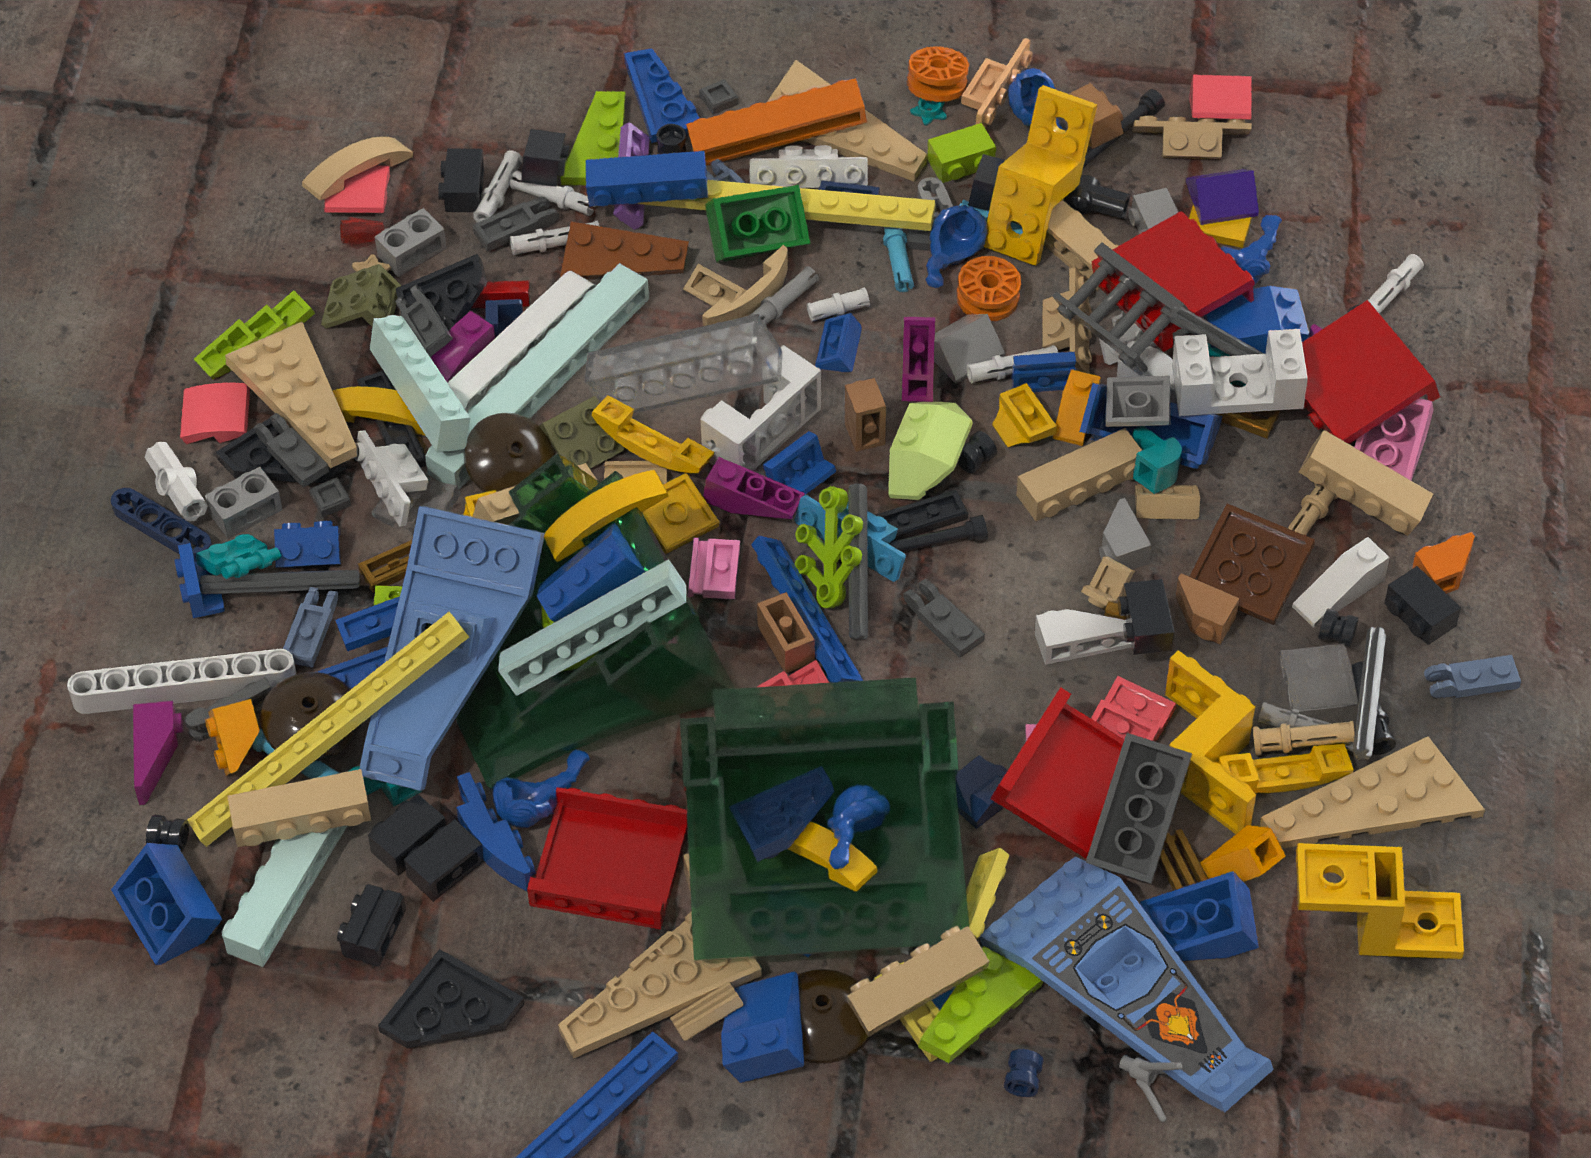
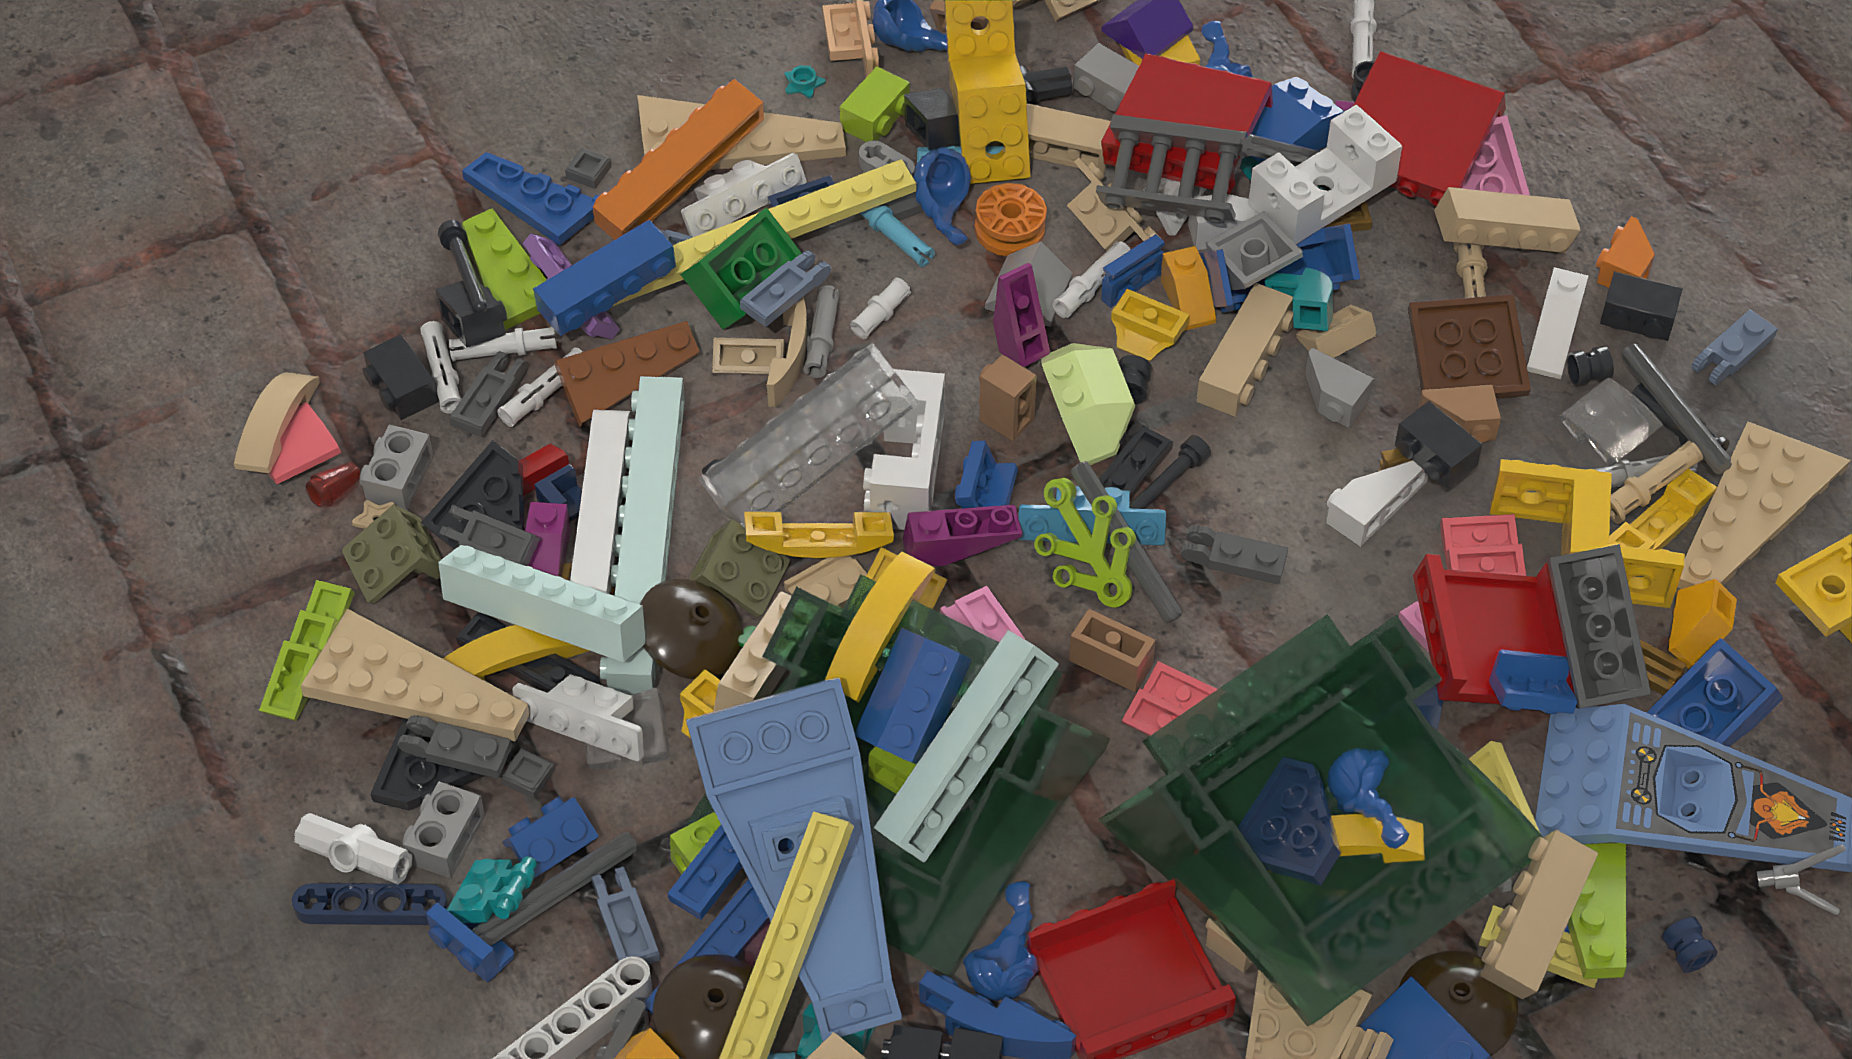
camera: 35 degrees left, 0 degrees up
(215, 411) = (331, 753): coral slope -> none
(390, 573) = (641, 831): pearl gold tile -> none
(579, 99) = (453, 238): none -> black piece
(671, 139) = (584, 234): black wheel -> none
(770, 251) = (784, 288): none -> sand blue hinge
(787, 579) = (1064, 600): blue plate -> none
(839, 343) = (909, 344): blue slope -> none
(937, 74) = (790, 42): orange wheel -> none
(1064, 823) = (1532, 682): none -> blue bracket
(1108, 582) = (1359, 436): tan bracket -> none

